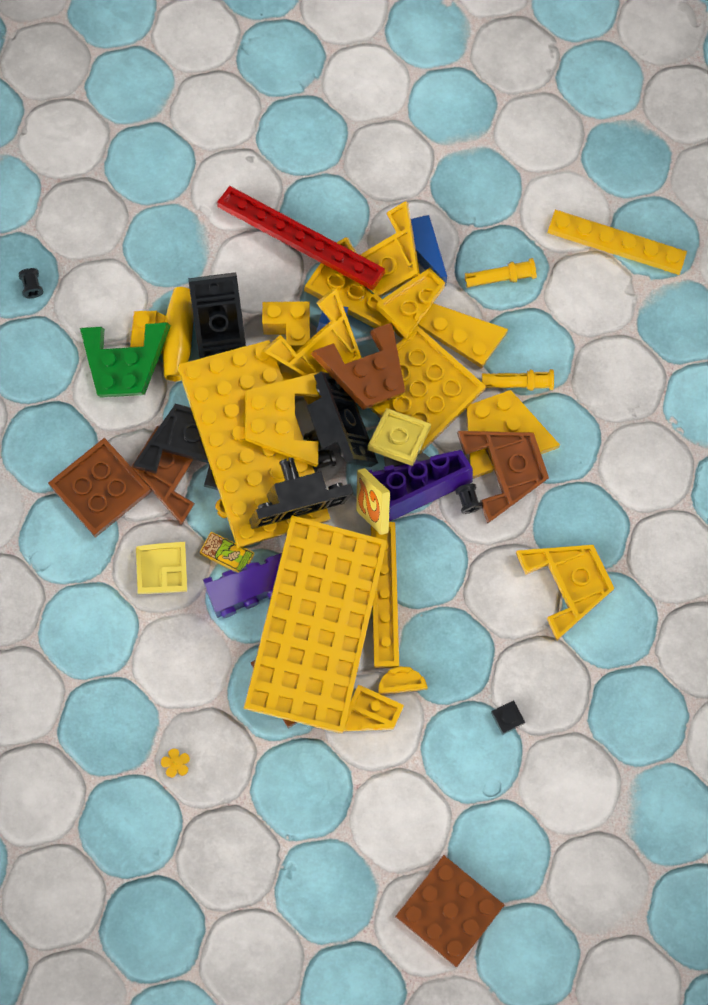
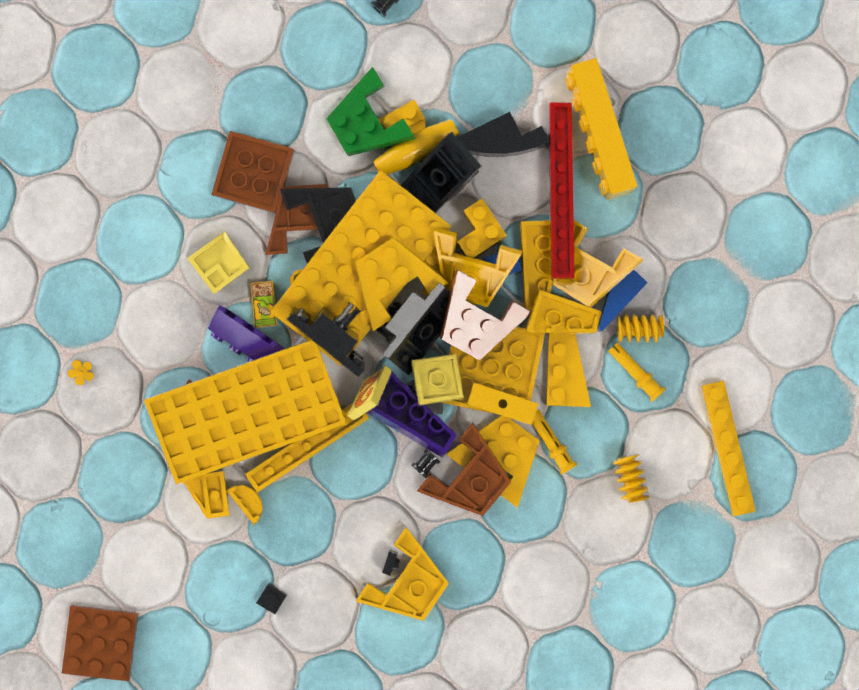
camera: 60 degrees right, 15 degrees up
(224, 254) = (503, 139): none -> black slope
(270, 172) = (601, 129): none -> yellow brick
(465, 246) = (640, 328): none -> yellow piece
(468, 386) = (516, 408): none -> yellow tile
(542, 585) = (391, 563): none -> black plate
(594, 332) = (631, 478): none -> yellow piece

